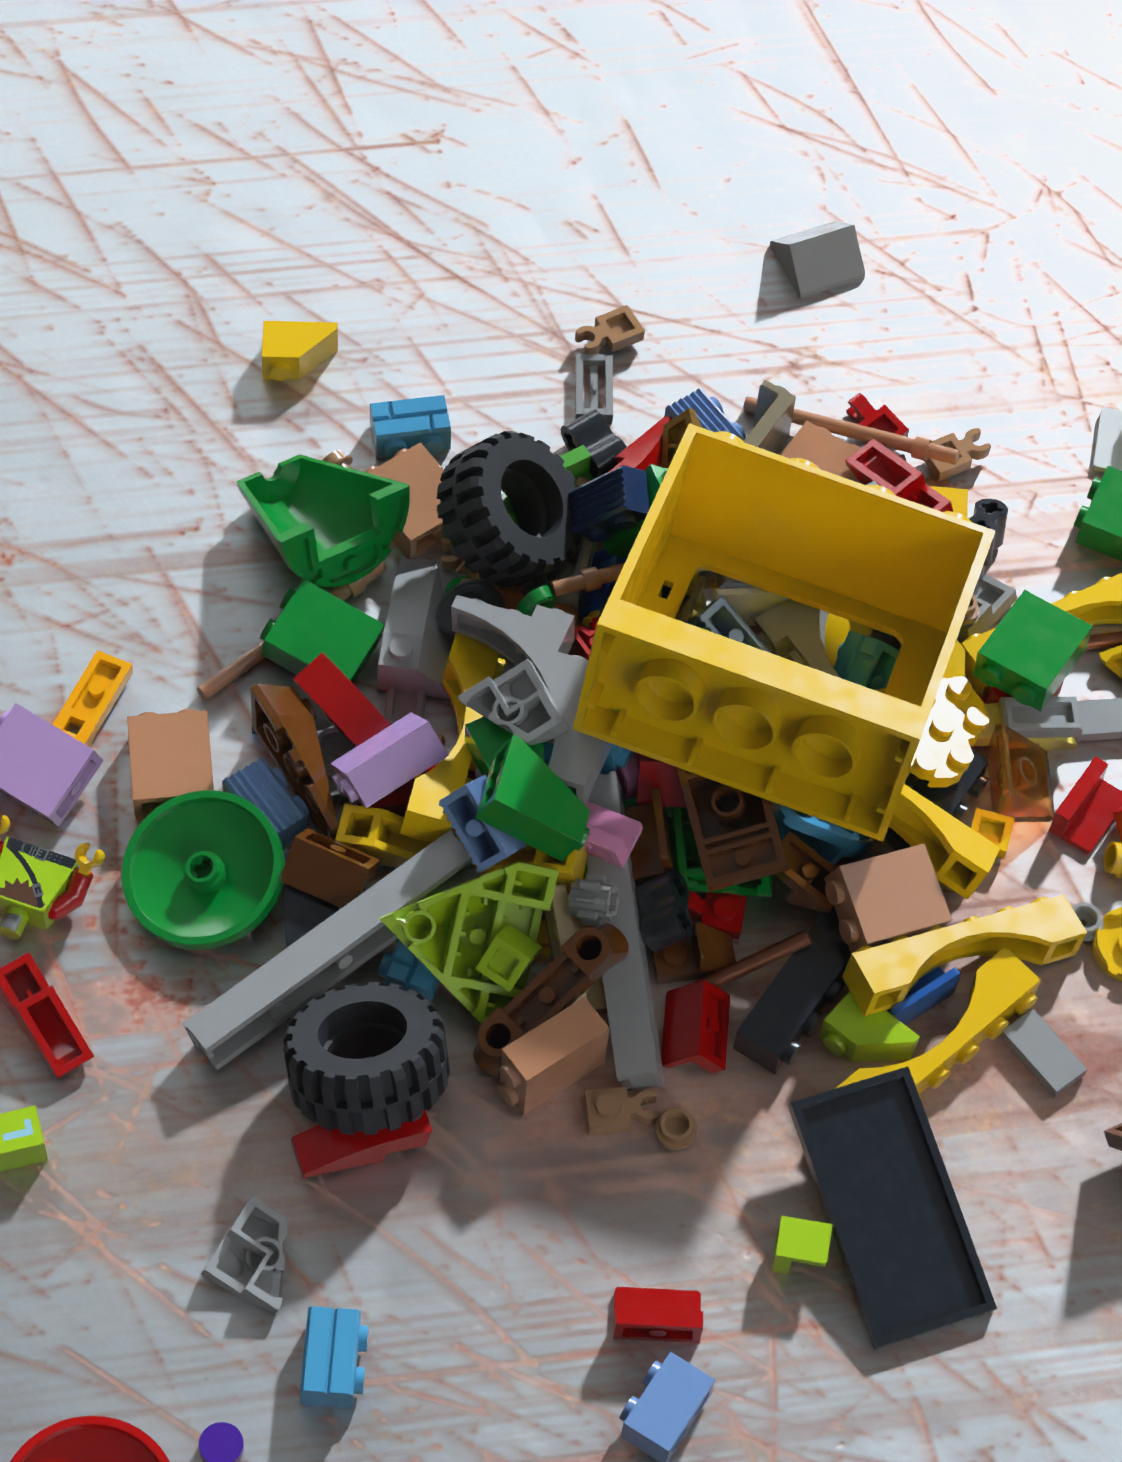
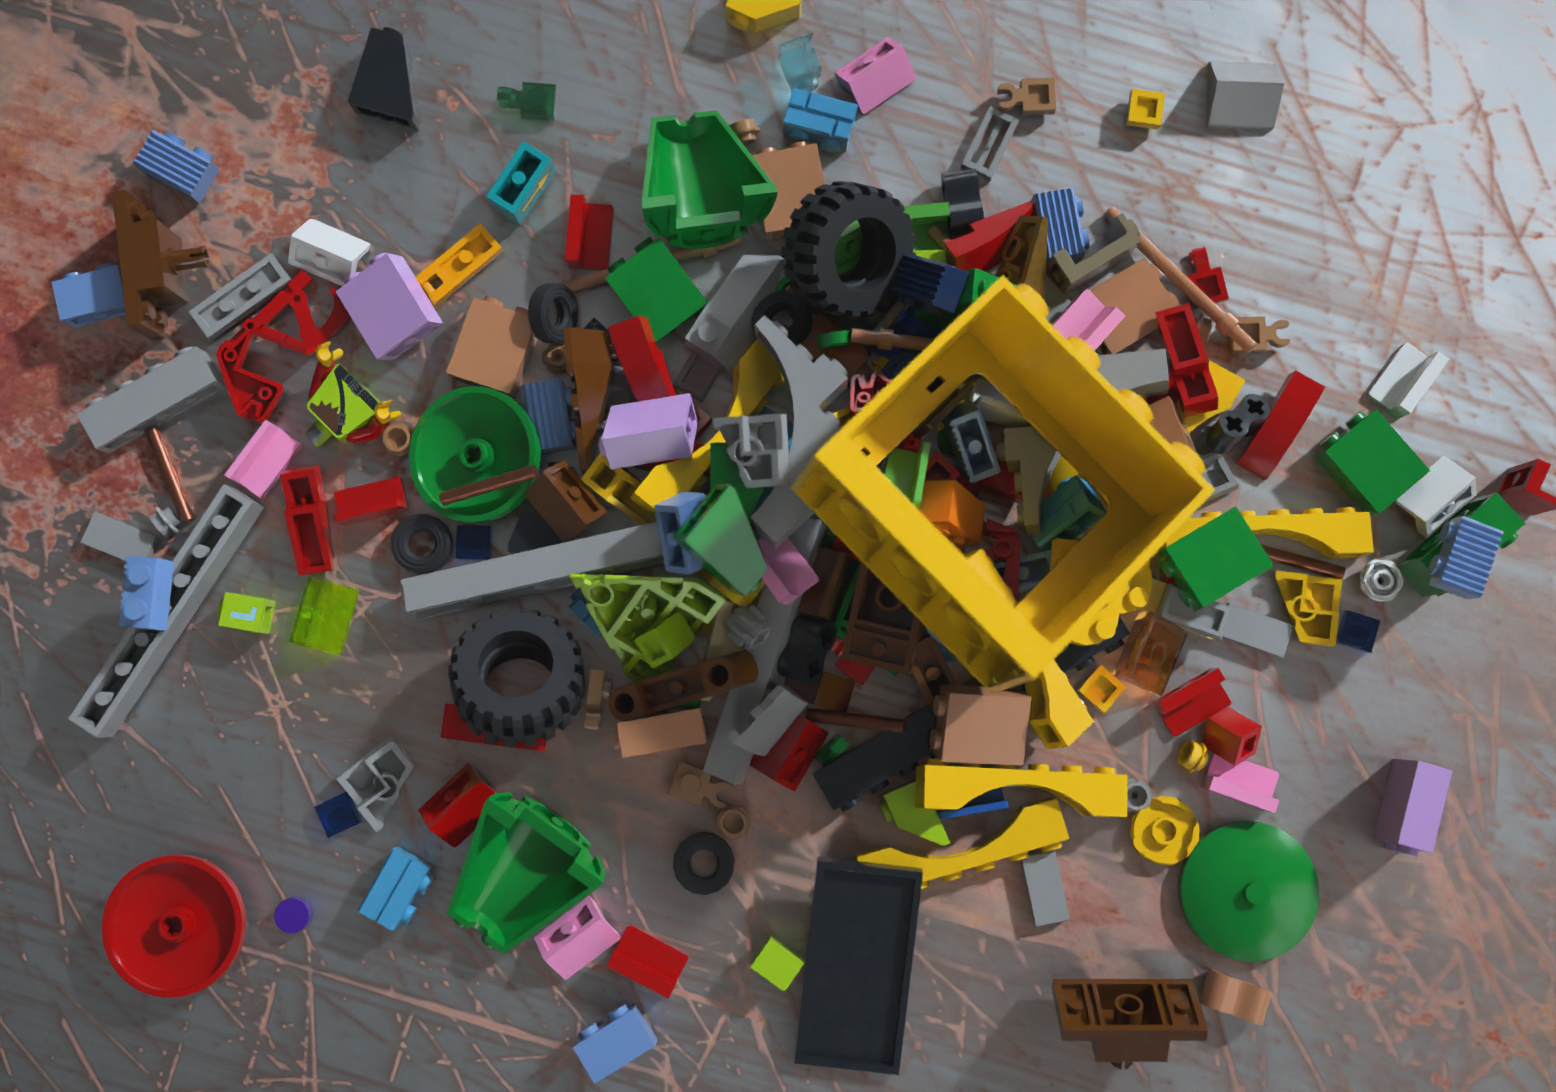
camera: 30 degrees right, 25 degrees up
(95, 520) = (534, 100): none -> clear green plate
(104, 1107) = (324, 615): none -> clear neon green panel
(105, 897) = (397, 439): none -> medium nougat plate
(105, 971) = (370, 501): none -> red panel
(125, 594) = (521, 183): none -> teal brick
(172, 969) = (401, 548): none -> black tyre
(218, 621) = (588, 234): none -> red panel
(221, 701) = (540, 307): none -> black tyre
(222, 1314) = (338, 814): none -> clear blue tile
(237, 884) = (488, 485): none -> copper bar
(237, 963) = (473, 542): none -> clear blue tile
(240, 757) = (549, 360): none -> medium nougat plate
(362, 384) = (800, 63): none -> clear light blue window
(362, 1240) = (457, 806): none -> red panel
(447, 366) = (877, 74): none -> bright pink panel
(459, 1053) = (598, 690): none -> medium nougat plate
(468, 1273) = (521, 871): none -> green cone
(565, 1323) = (576, 938): none -> bright pink panel
(661, 1209) = (684, 872): none -> black tyre
(663, 994) = (769, 721): none -> light grey slope
(731, 301) = (1145, 109): none -> yellow plate
(743, 1005) = (832, 750): none -> green tile
(1025, 521) = (1277, 432): none -> red slope

